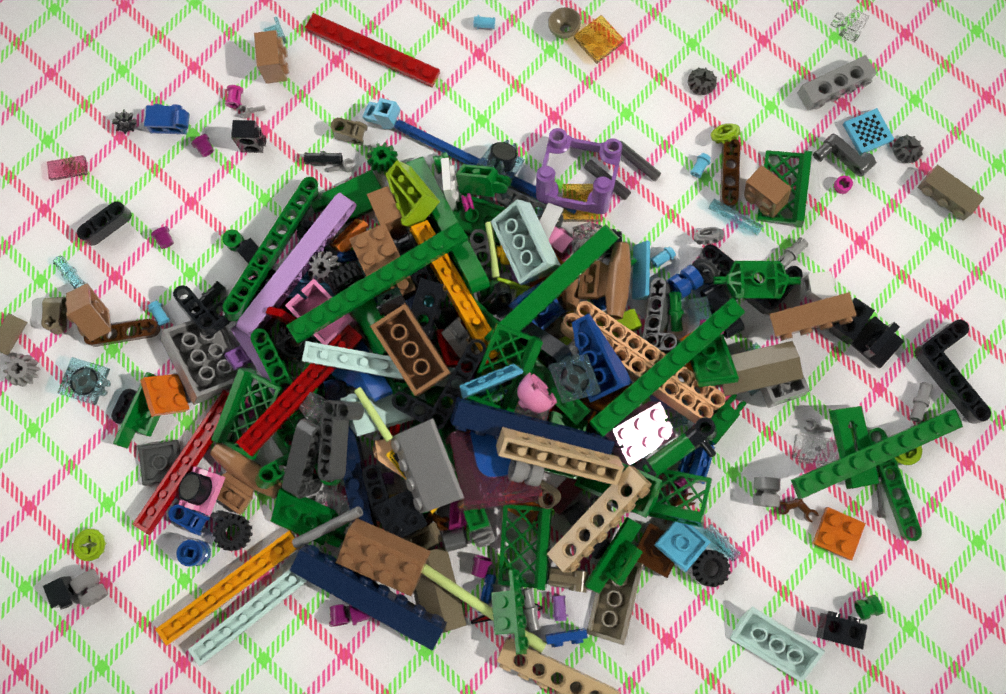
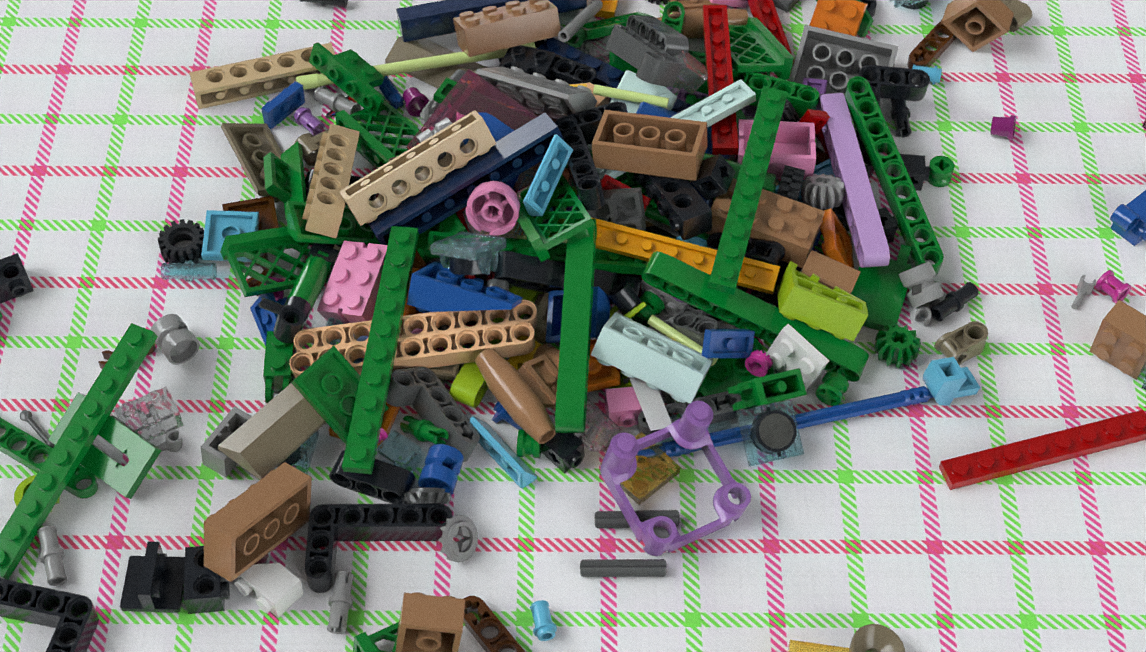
camera: 135 degrees right, 25 degrees down
(68, 272) = (1042, 46): clear light blue pin -> none
(95, 223) = (1068, 98): black beam -> none
(203, 145) = (1077, 223): magenta piece -> none
(248, 136) = (1045, 252): black brick -> none
(333, 175) = (921, 284): none -> light grey wheel
(472, 219) = (728, 343): none -> blue plate
(484, 22) = (974, 575): medium azure pin -> none
(662, 257) = (490, 488): medium azure pin -> none
(742, 283) = (342, 535): green plate -> none
(755, 228) = (459, 590): clear light blue pin -> none
(776, 644) = (63, 229): light aqua slope -> none
(839, 533) = (62, 366): orange plate -> none

